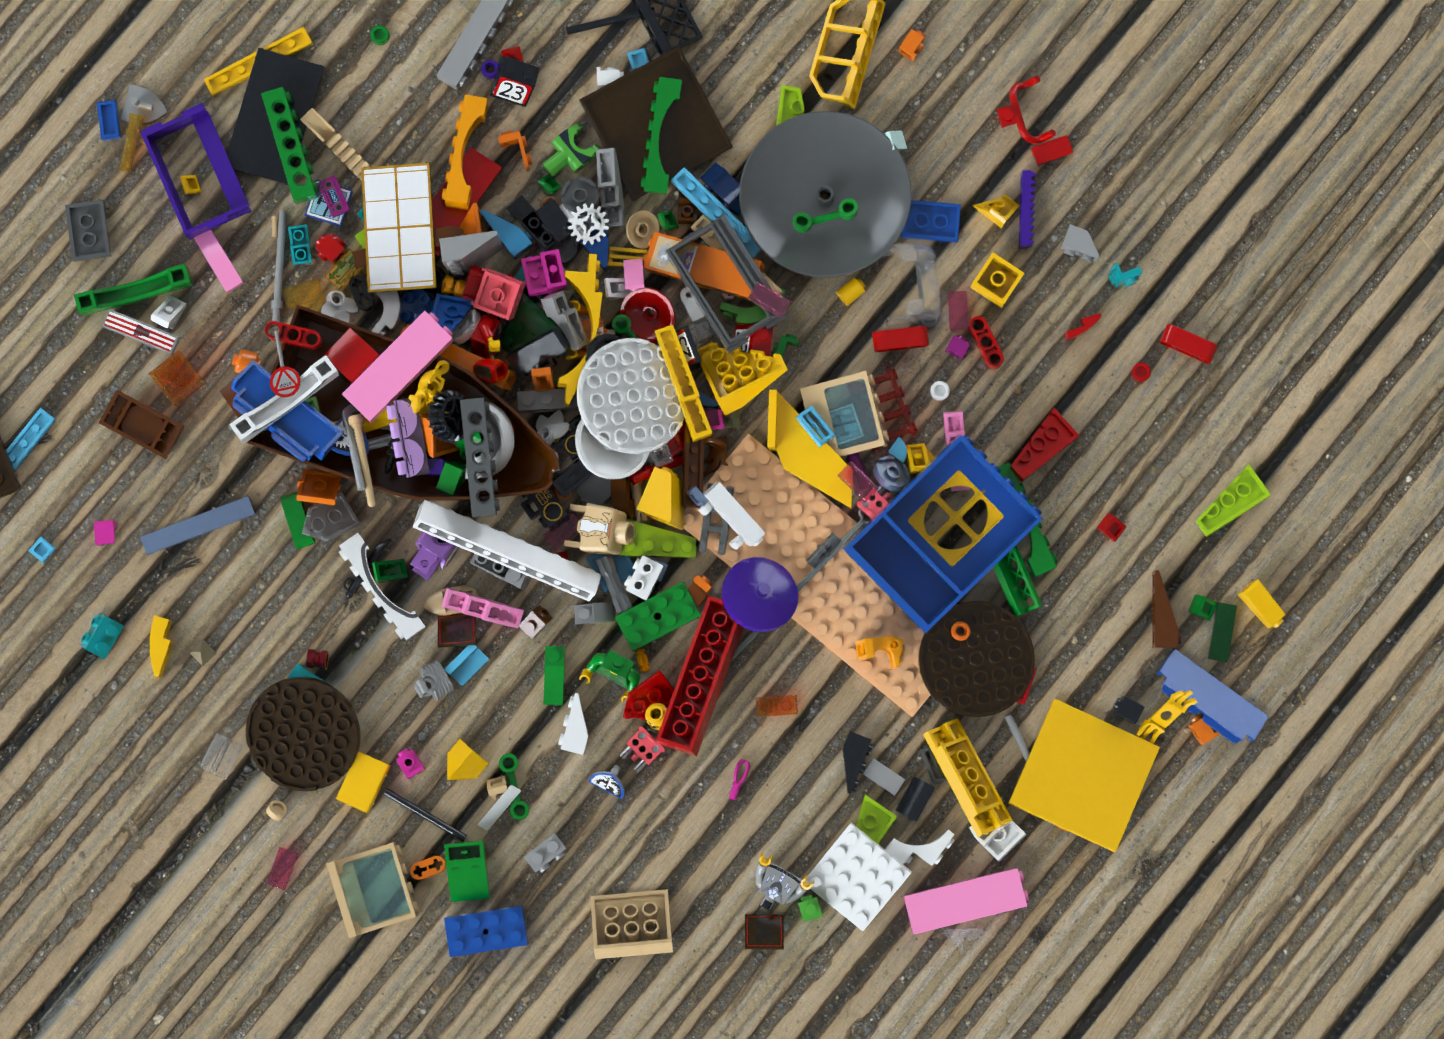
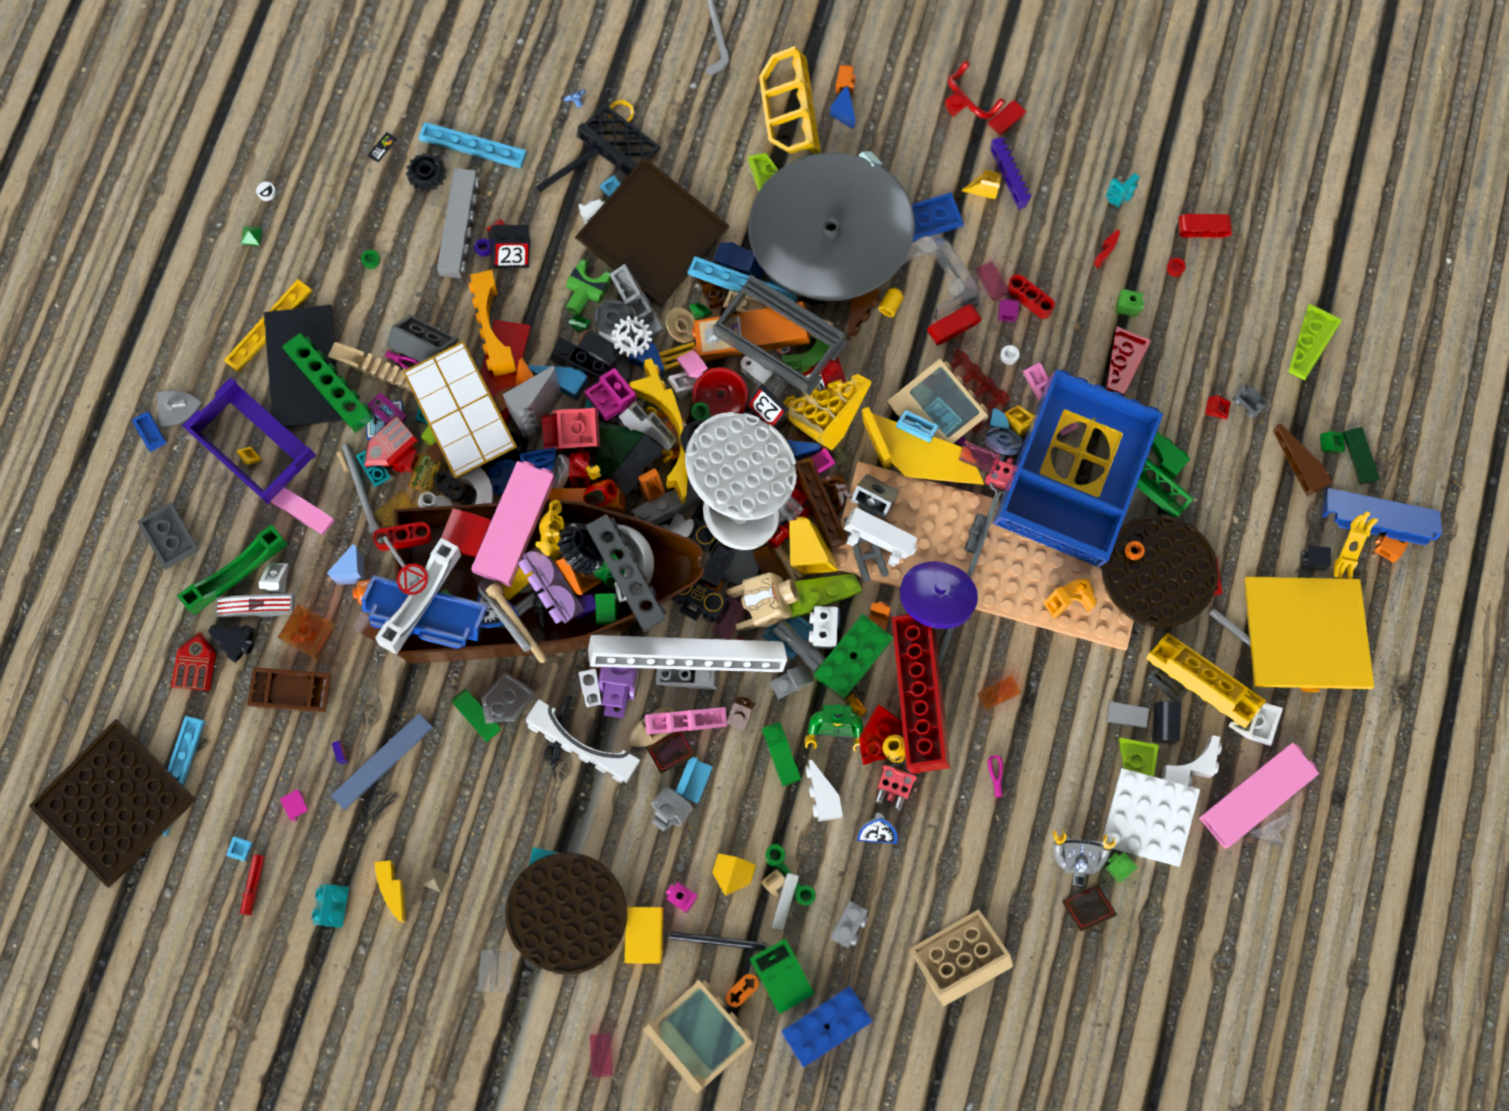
camera: 25 degrees left, 10 degrees down
(41, 586) = (252, 885): none -> red axle
(66, 362) = (194, 665): none -> red tile
(109, 356) = (233, 640): none -> black rock
(133, 133) = (177, 431): clear yellow pin -> none
(163, 501) = (339, 752): none -> dark purple tile
(239, 334) = (348, 568): none -> light blue slope
(276, 810) = (571, 1000): tan tile -> none
(317, 659) = (549, 836): dark red wheel -> none
(318, 487) = (483, 675): orange plate -> none
(322, 231) = (389, 444): none -> tile
(365, 148) = (398, 358): none -> dark pink piece
(389, 570) = (583, 724): green slope -> none
(393, 138) = (419, 339): none -> dark grey slope
(408, 541) = (590, 687): none -> white leg
(453, 286) = (531, 443): light orange wheel -> none
(508, 138) = (530, 295): orange bracket -> none
(667, 92) = (673, 275): green arch -> none
(683, 383) = (782, 437): yellow slope -> none
(697, 496) = (840, 531): sand blue tile -> none
(744, 476) = (874, 496): none -> dark grey brick
(769, 300) = (826, 329): clear pink tile -> none
(779, 348) = (854, 367): green bracket -> none
(803, 222) = (858, 228): green piece -> none
(816, 289) = (860, 311): none -> reddish brown slope
(854, 752) = (1091, 705): black slope -> none
(895, 73) = (843, 109): none -> blue slope
(997, 280) = (1015, 239): yellow brick -> none
(1077, 390) = (1129, 303): none -> bright green brick
(1079, 242) = (1070, 182): light grey slope -> none
(1144, 534) = (1251, 400): none -> dark grey piece
(1262, 604) = (1383, 414): yellow slope -> none

